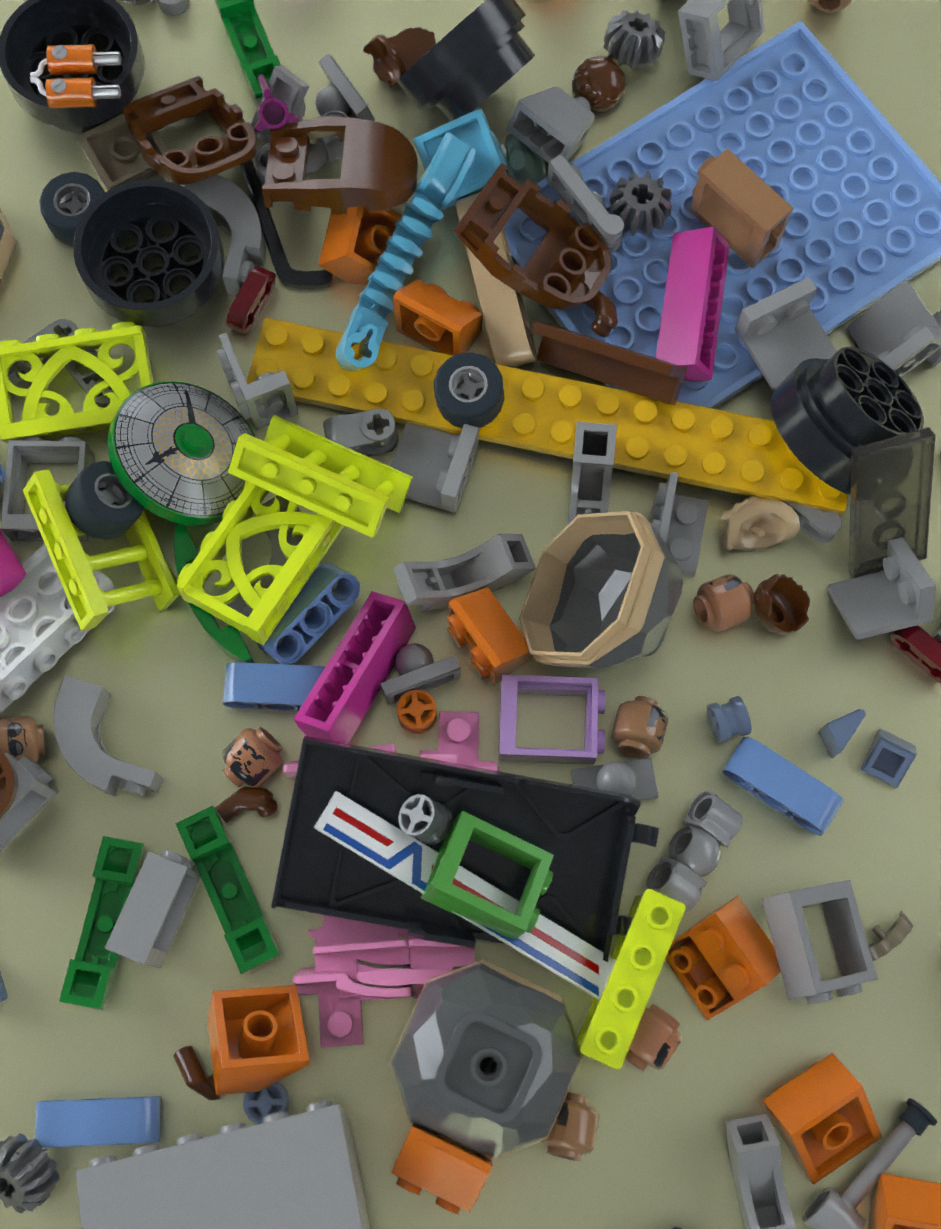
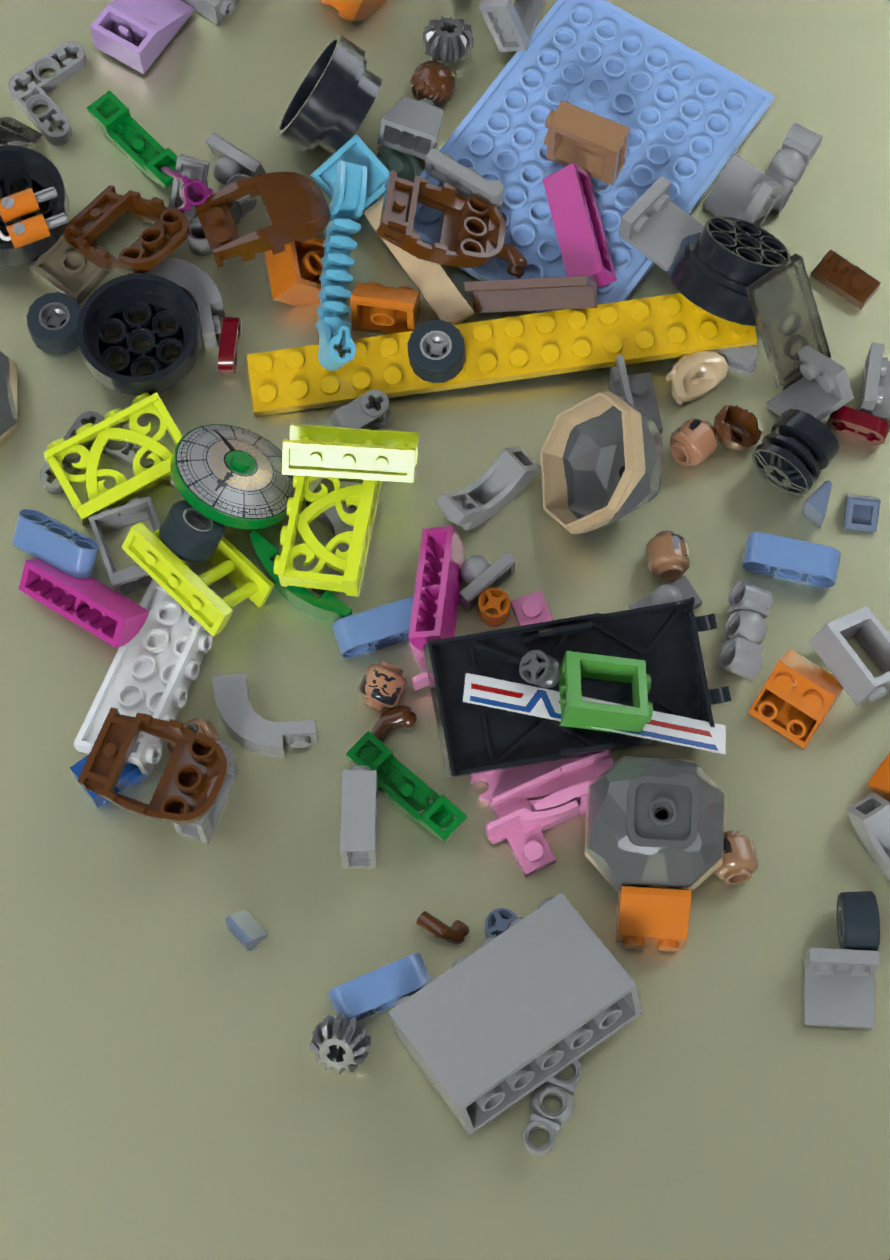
camera: 20 degrees left, 5 degrees down
(95, 967) = (321, 845): green slope -> none
(255, 1037) = (475, 879): orange slope -> none
(262, 398) = (268, 419): light grey bracket -> none
(286, 275) = (247, 317): black piece -> none
(325, 607) = (385, 558): medium blue beam -> none
(398, 53) = (265, 113): reddish brown piece -> none
(437, 463) = (432, 416): light grey bracket -> none
(488, 634) = (525, 530): orange slope -> none
(551, 685) = (626, 551): lavender window -> none
(592, 468) = (554, 375): light grey arch -> none
(639, 959) = (736, 765): neon yellow fence -> none
(641, 202) = (508, 164): flat silver gear -> none
(654, 1039) = (767, 773): nougat head -> none
(729, 719) = (731, 526): sand blue wheel -> none
(838, 660) = (795, 451): none -> black wheel

